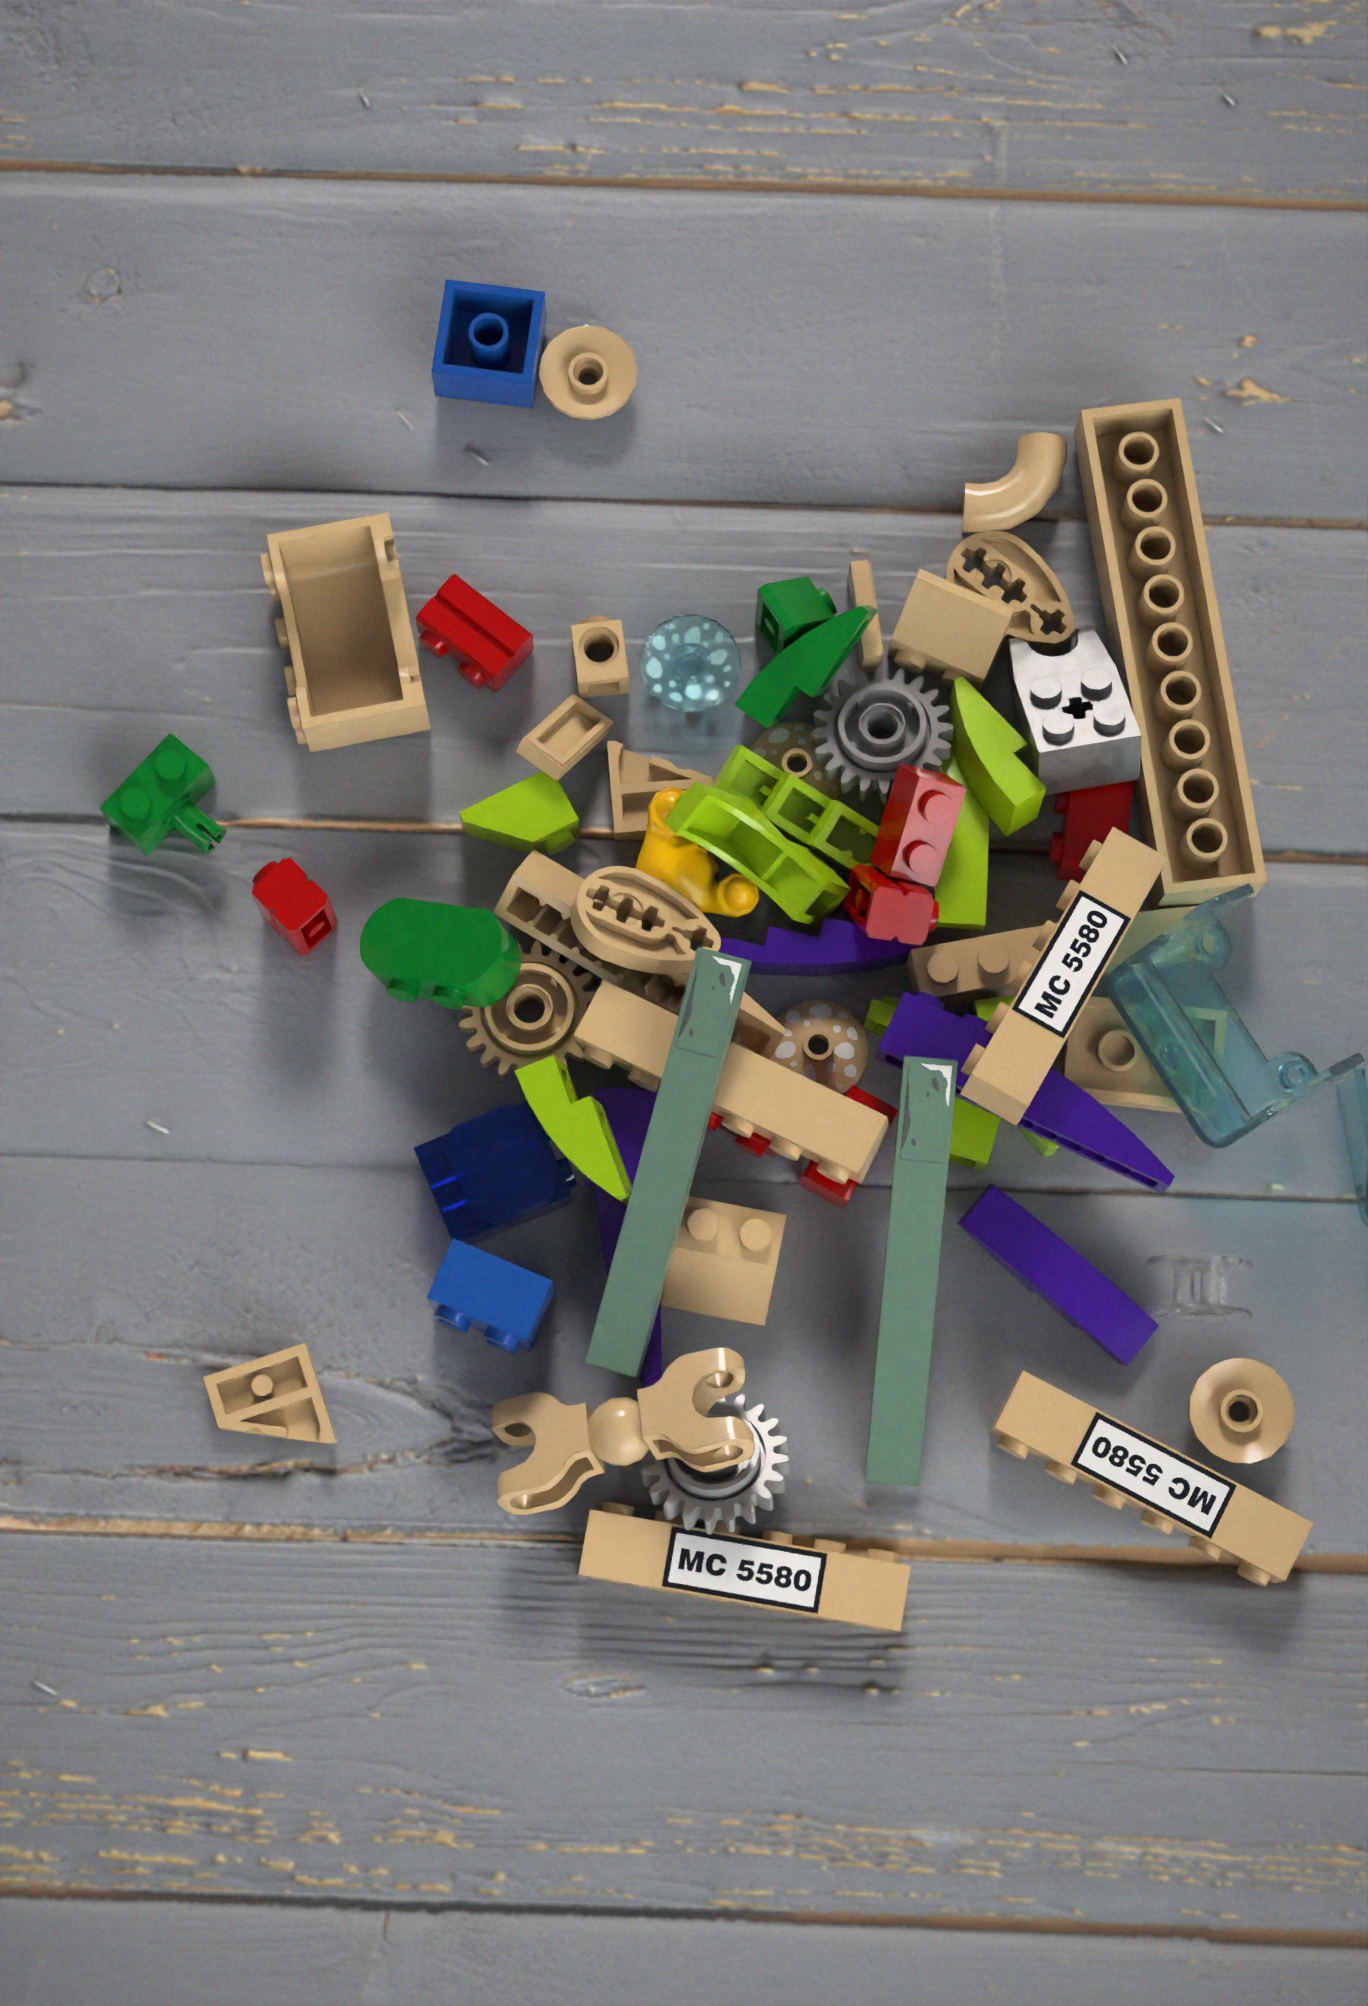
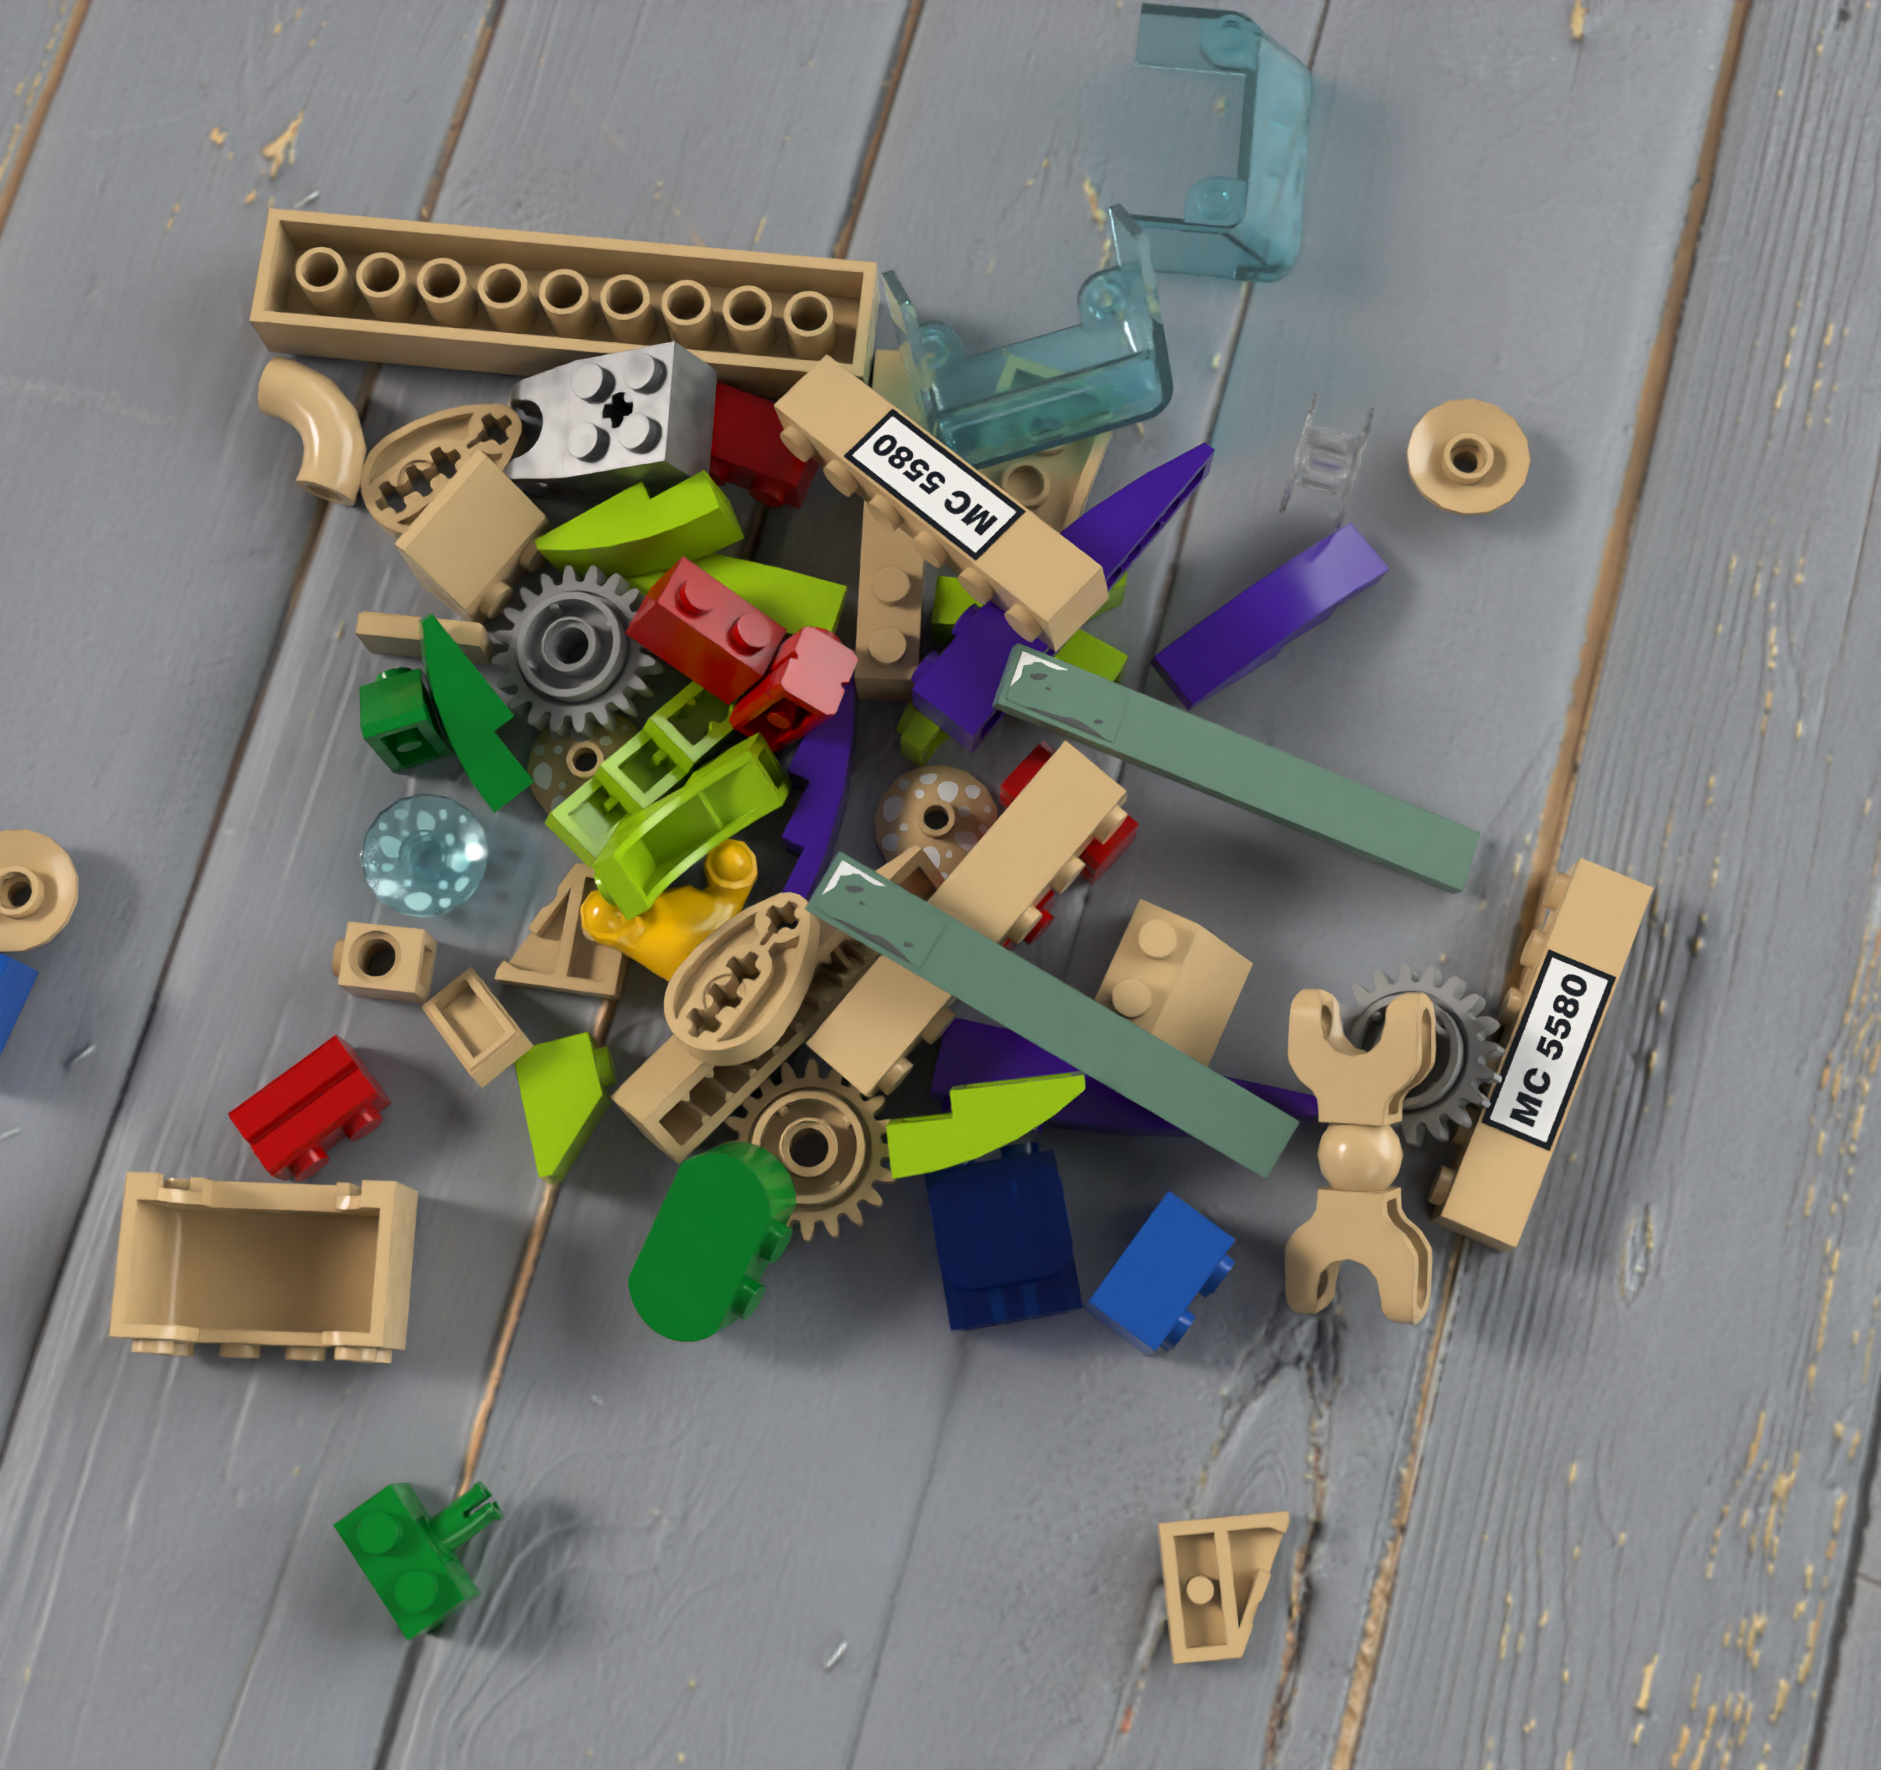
camera: 70 degrees left, 0 degrees up
(293, 905) = (602, 1414): red brick -> none
(1150, 1478) = (1522, 575): tan brick -> none

